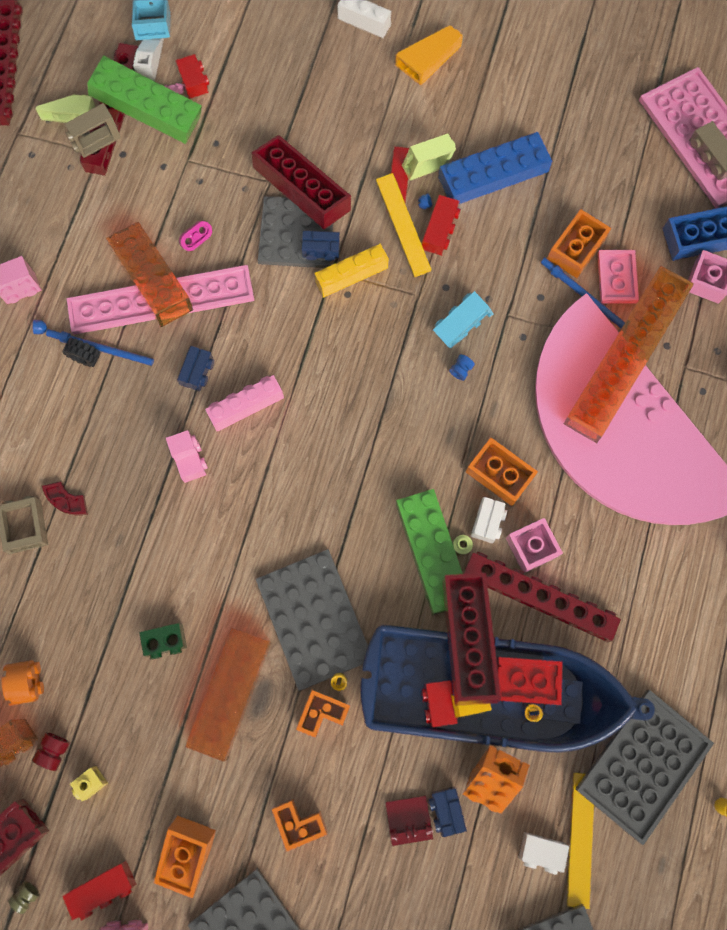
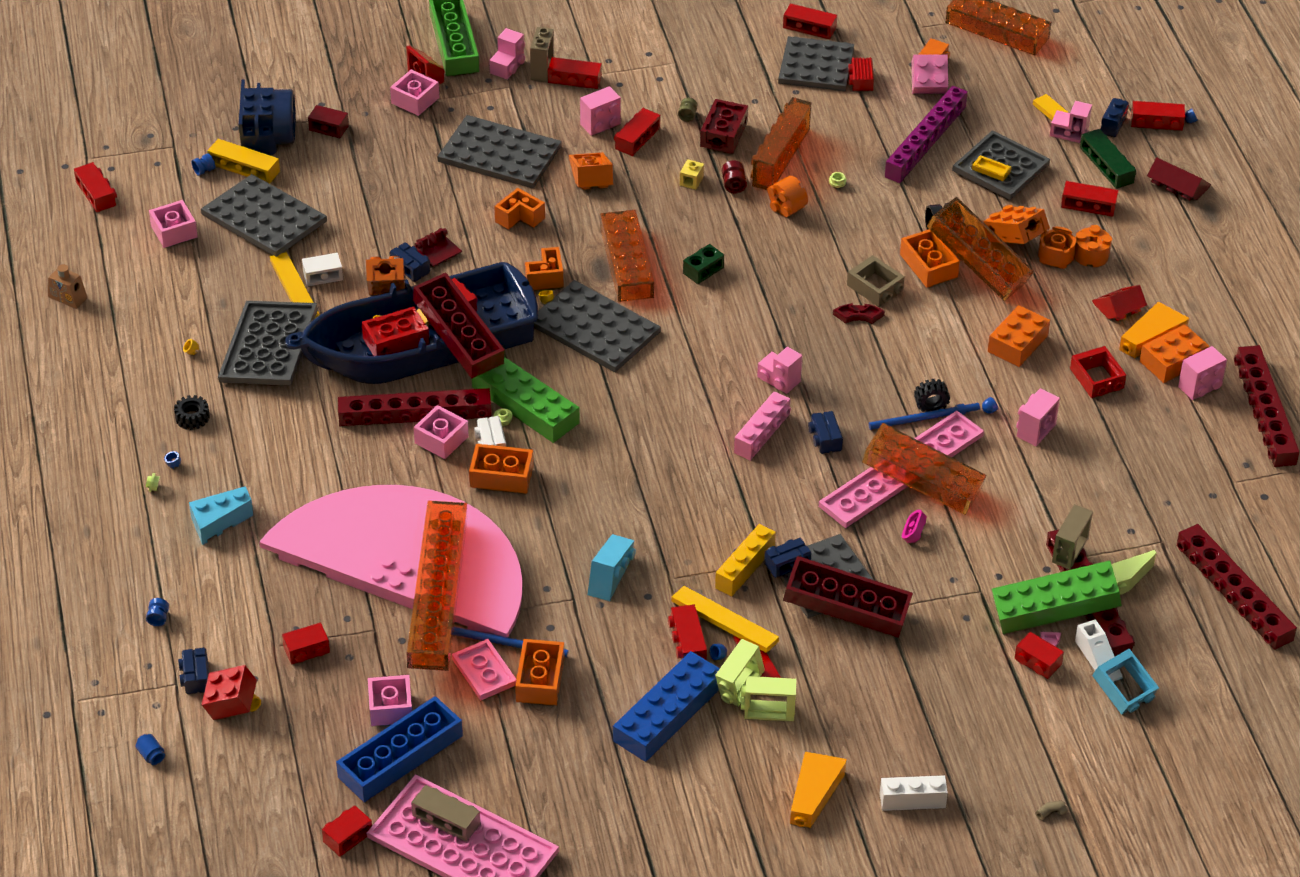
camera: 150 degrees right, 30 degrees down
(416, 125) = (769, 709): none -> yellowish green window
(461, 368) = (588, 532): blue wheel -> none

